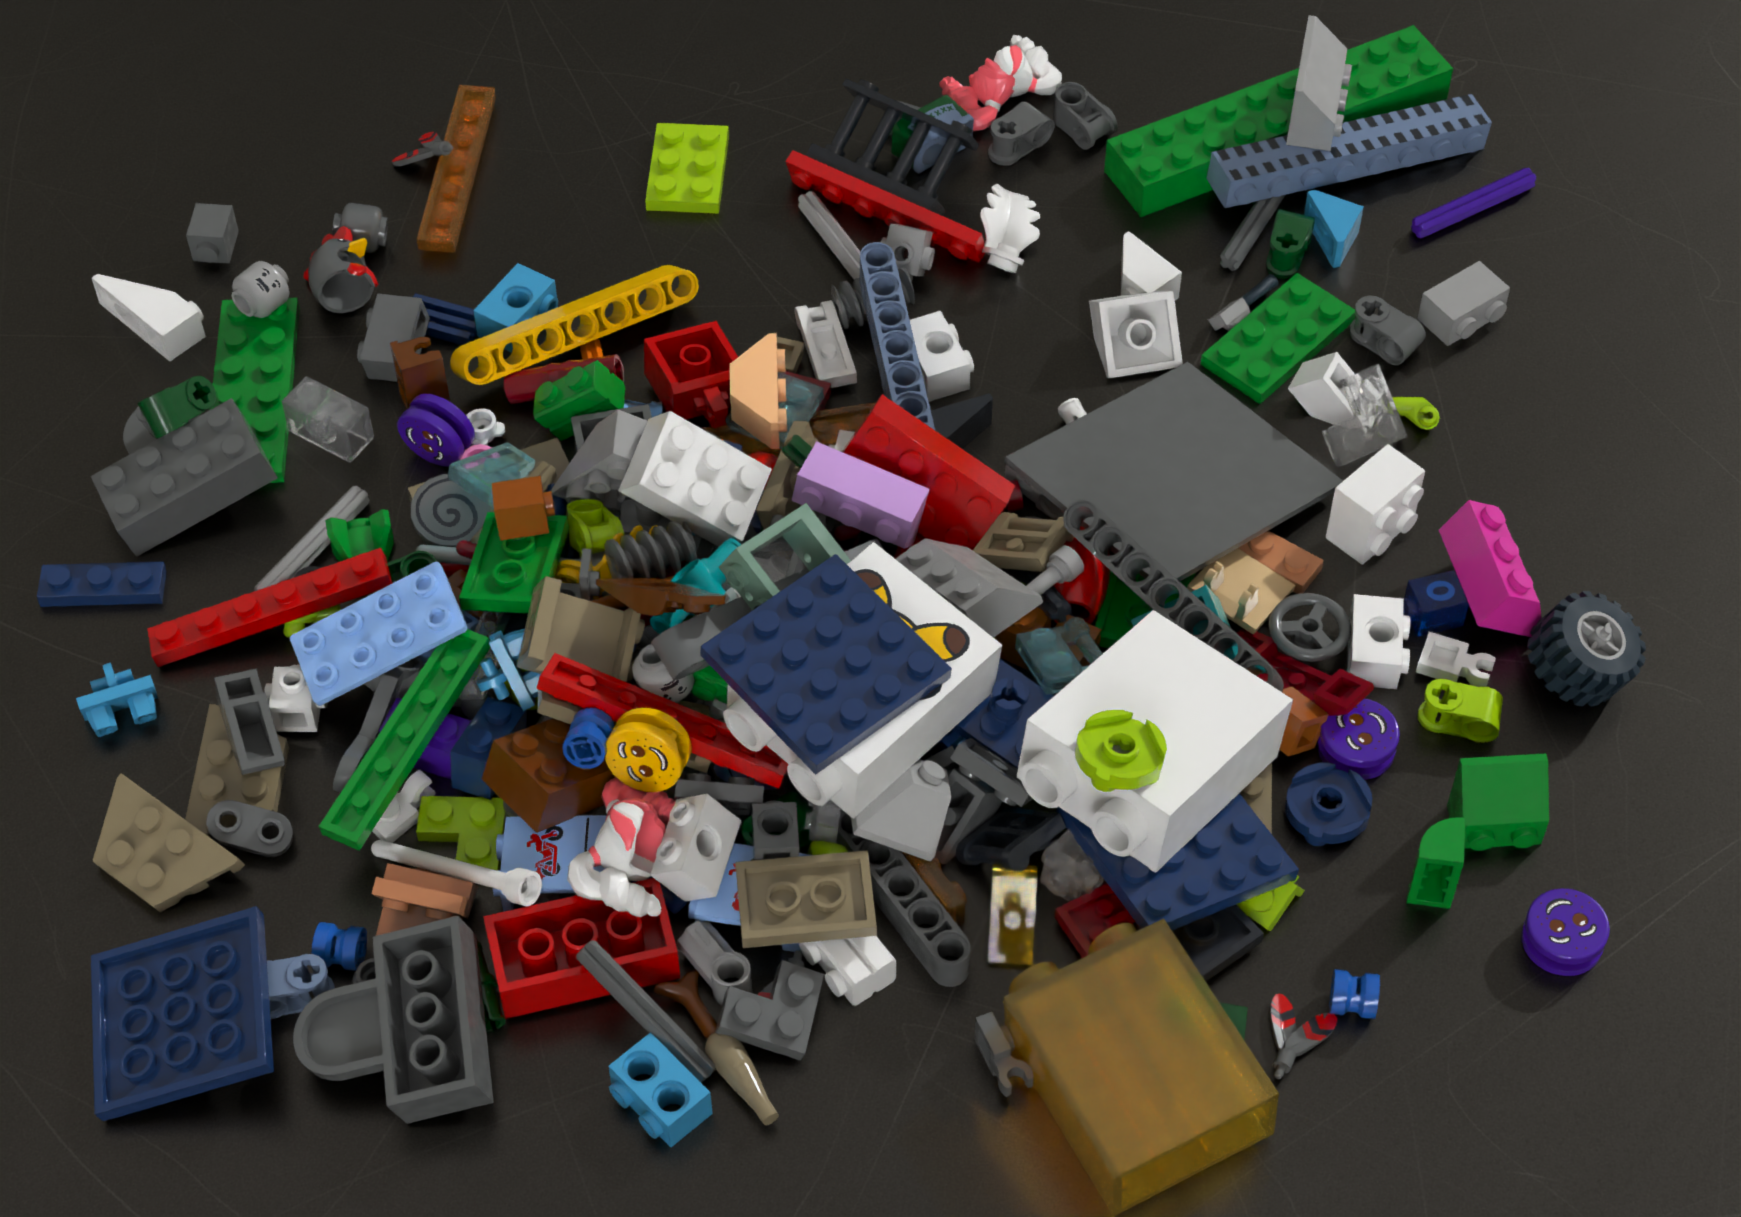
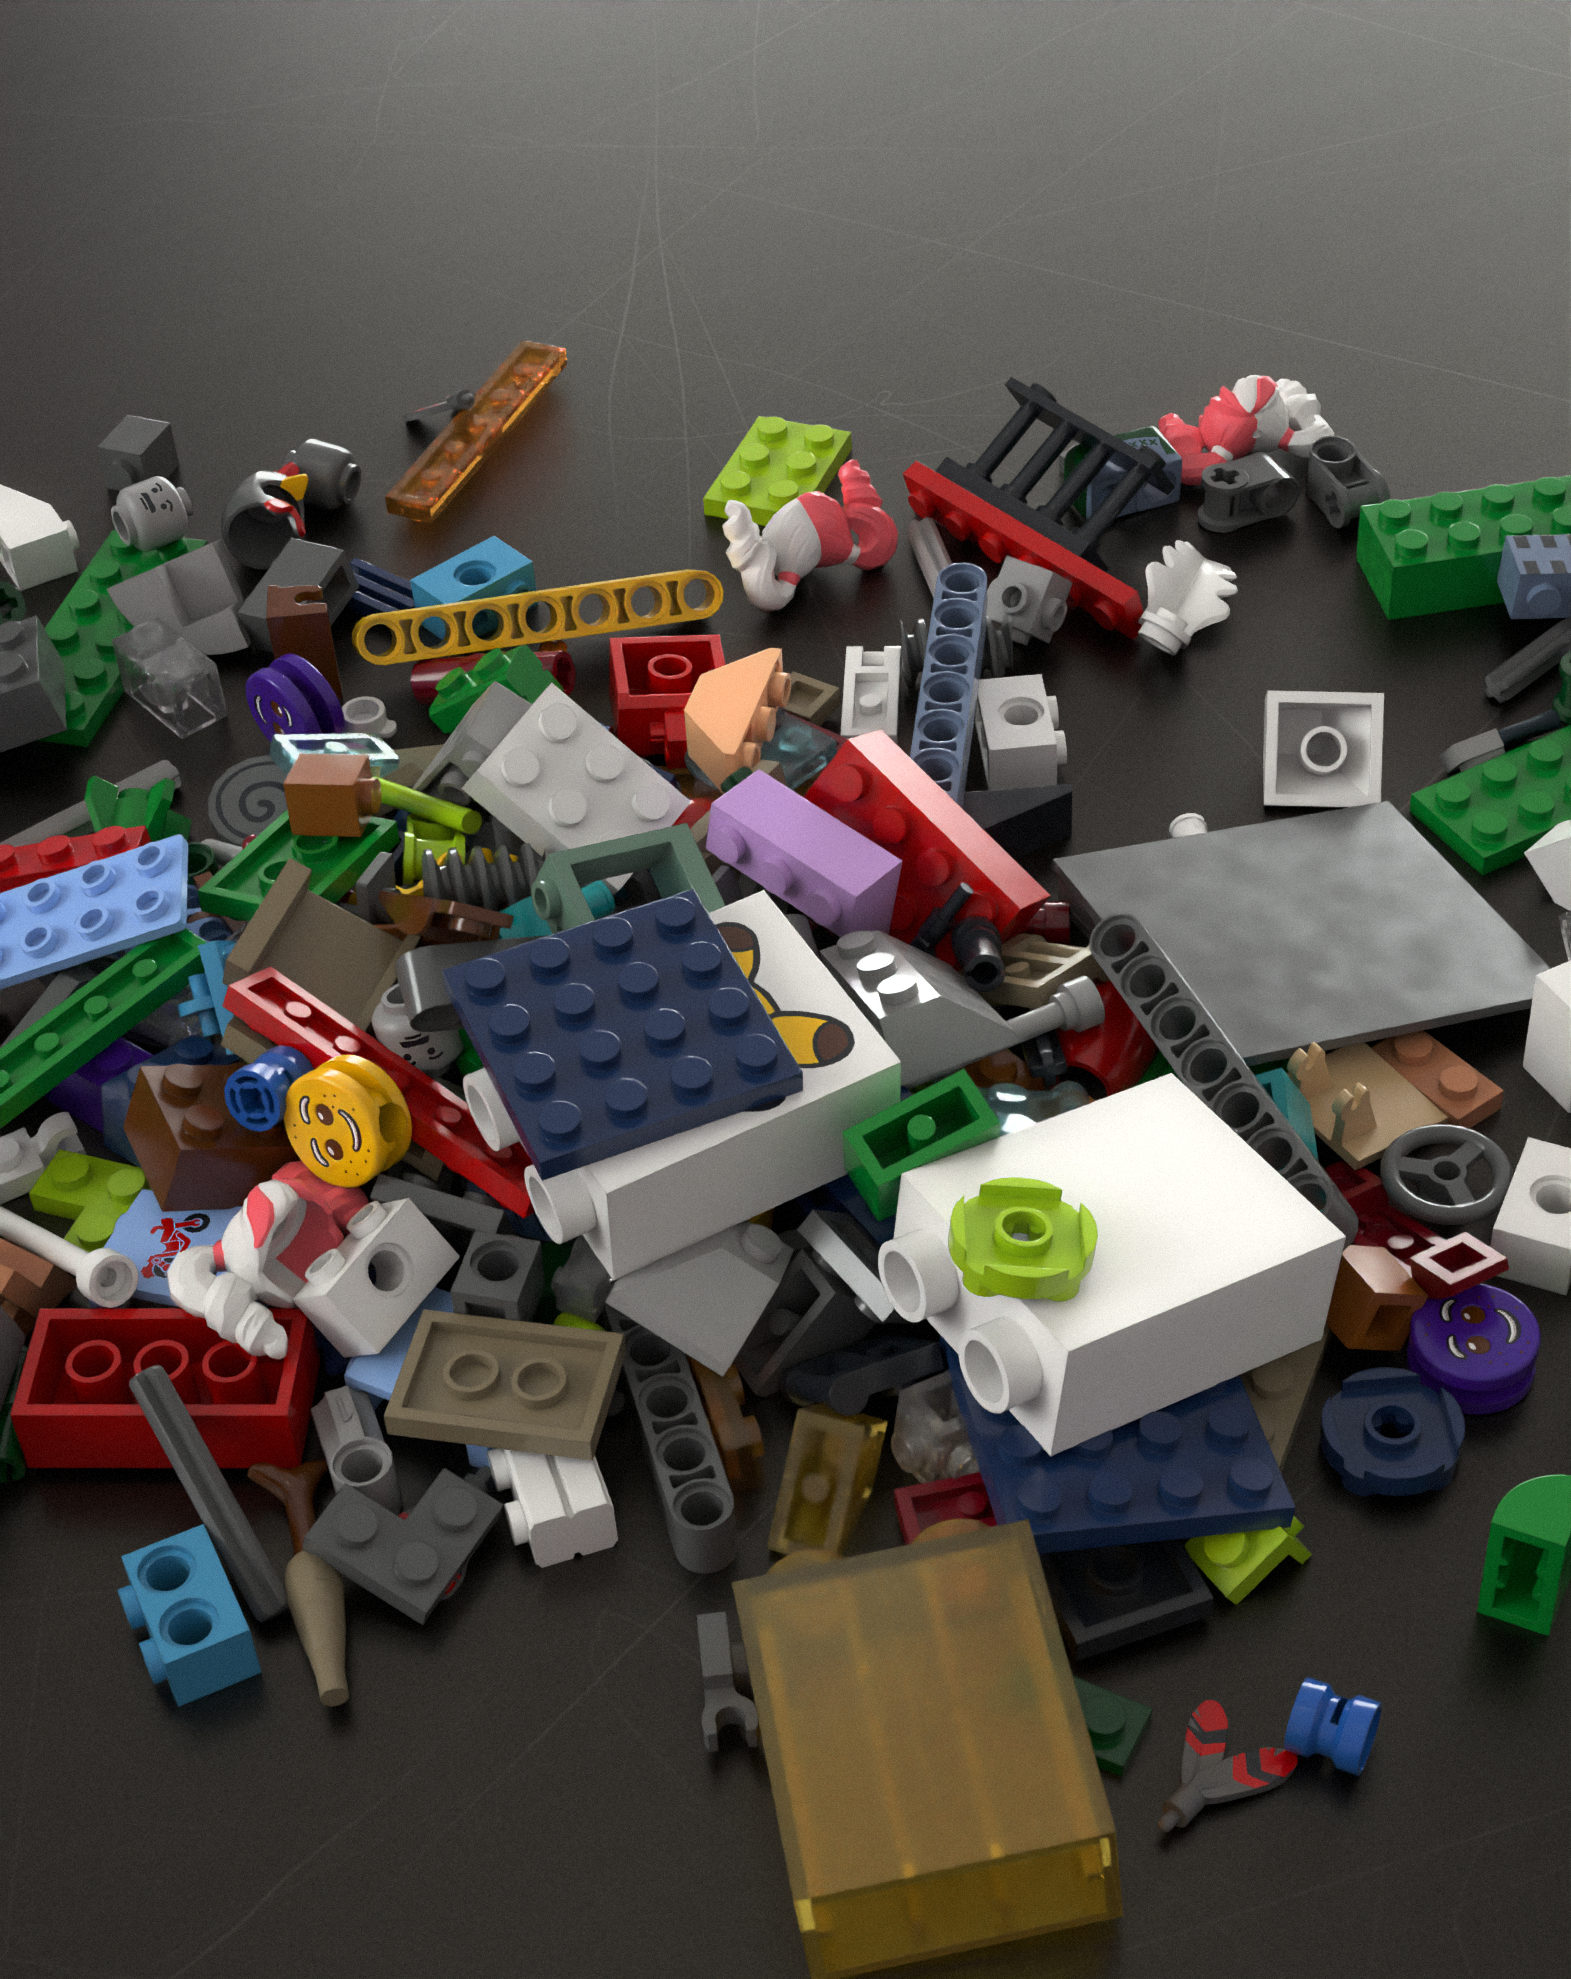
camera: 20 degrees right, 10 degrees down
(315, 350) = (192, 596): none -> light grey brick
(587, 500) = (430, 807): none -> lime bar
(727, 237) = (809, 535): none -> hair
(956, 521) = (941, 921): none -> black hand
(987, 536) = (979, 952): none -> black pin
(1024, 693) = (913, 1134): none -> green brick
(1146, 270) = (1363, 667): white slope -> none

